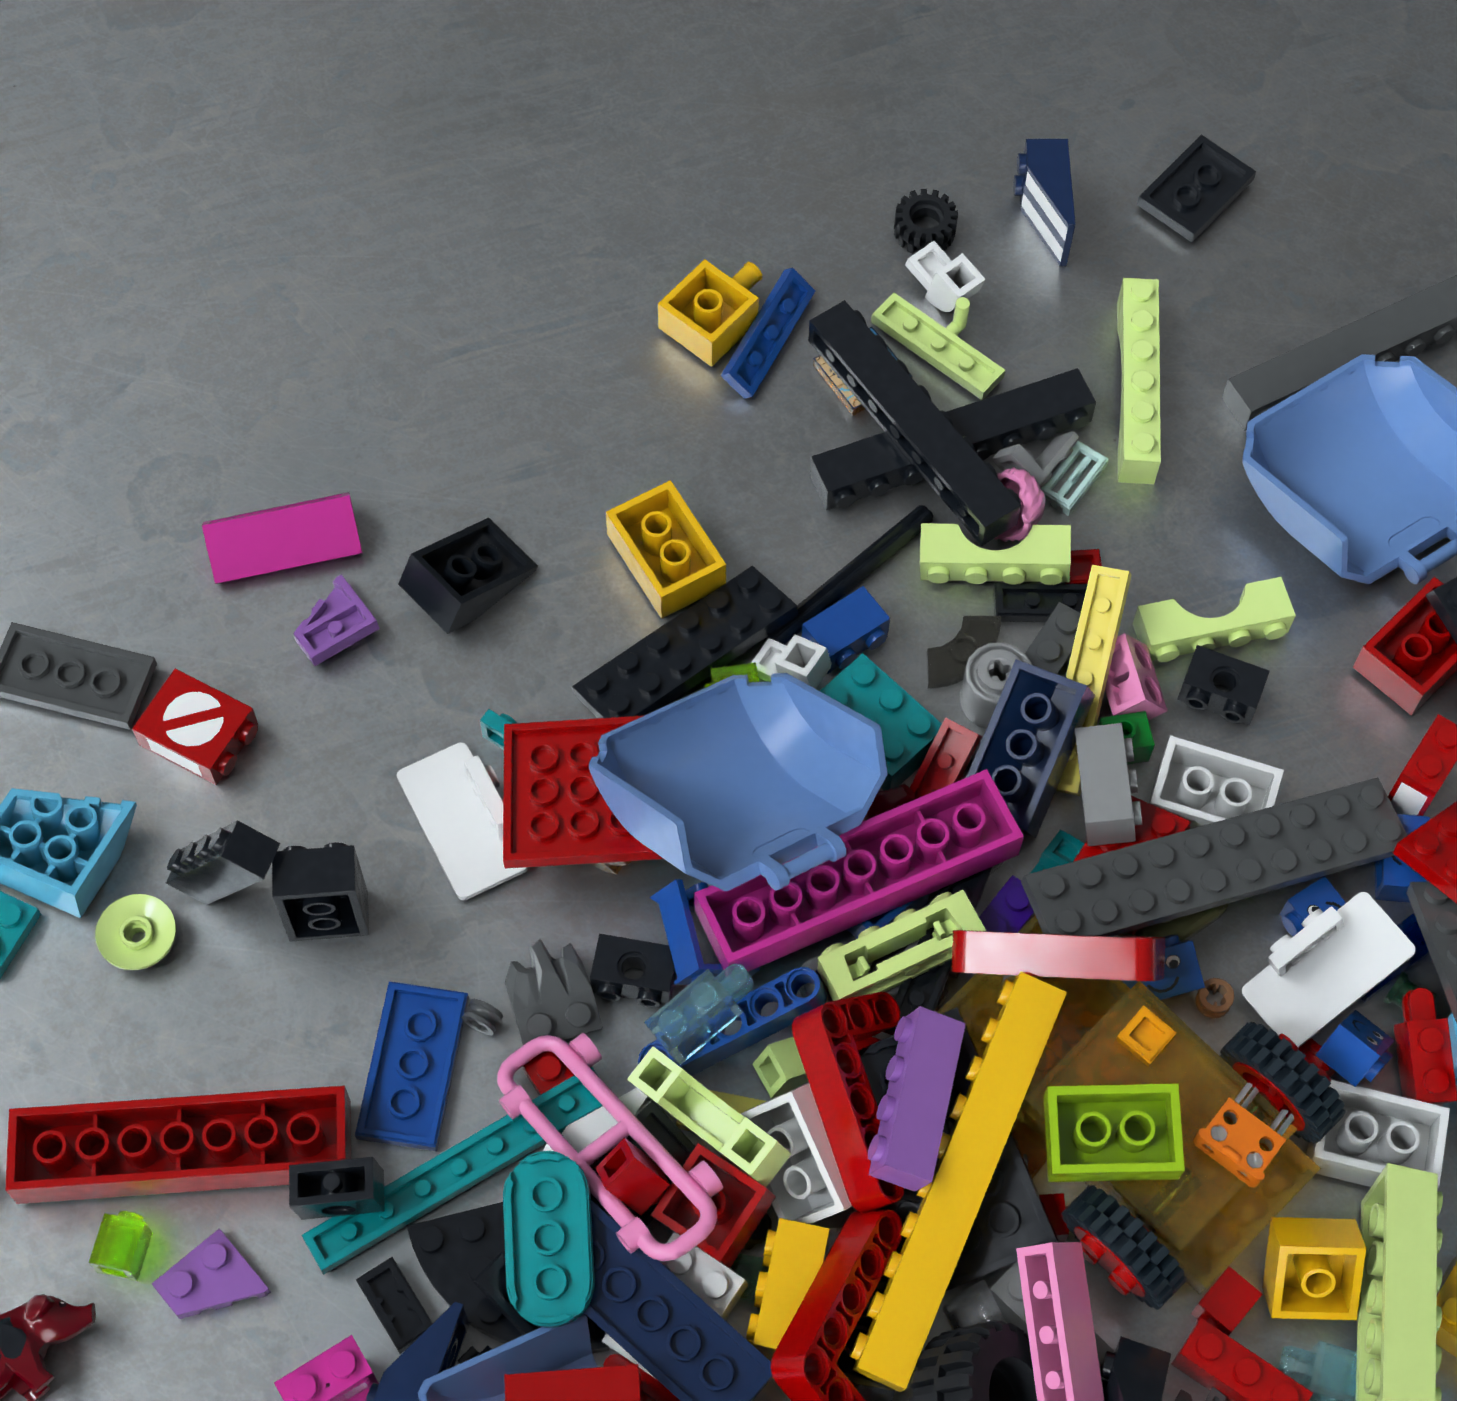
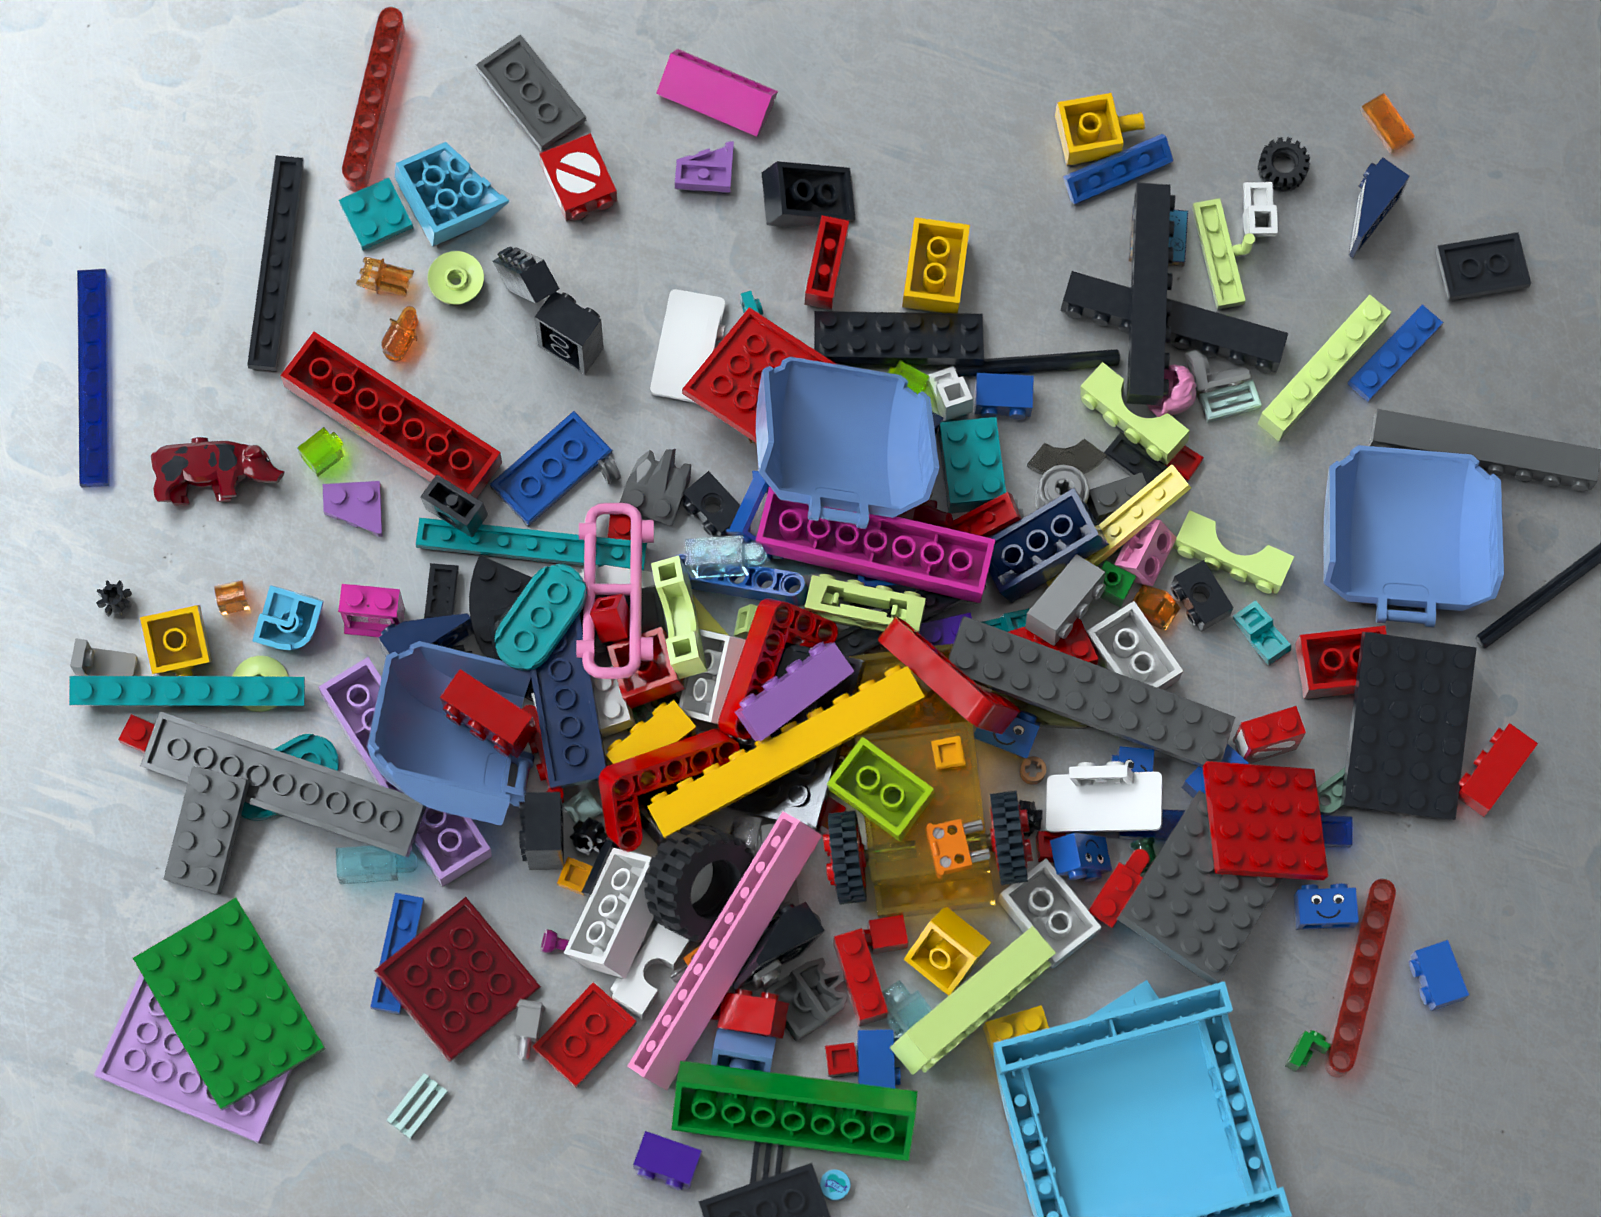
camera: 35 degrees right, 10 degrees up
(55, 989) = (387, 278): none -> clear orange arm
(117, 1042) = (400, 335): none -> clear orange arm
(546, 625) = (826, 262): none -> red brick
(987, 123) = (1387, 123): none -> clear orange plate
(1187, 723) = (1156, 606): none -> clear orange brick
(1188, 323) = (1395, 353): none -> blue plate
(1312, 682) = (1261, 633): none -> teal slope

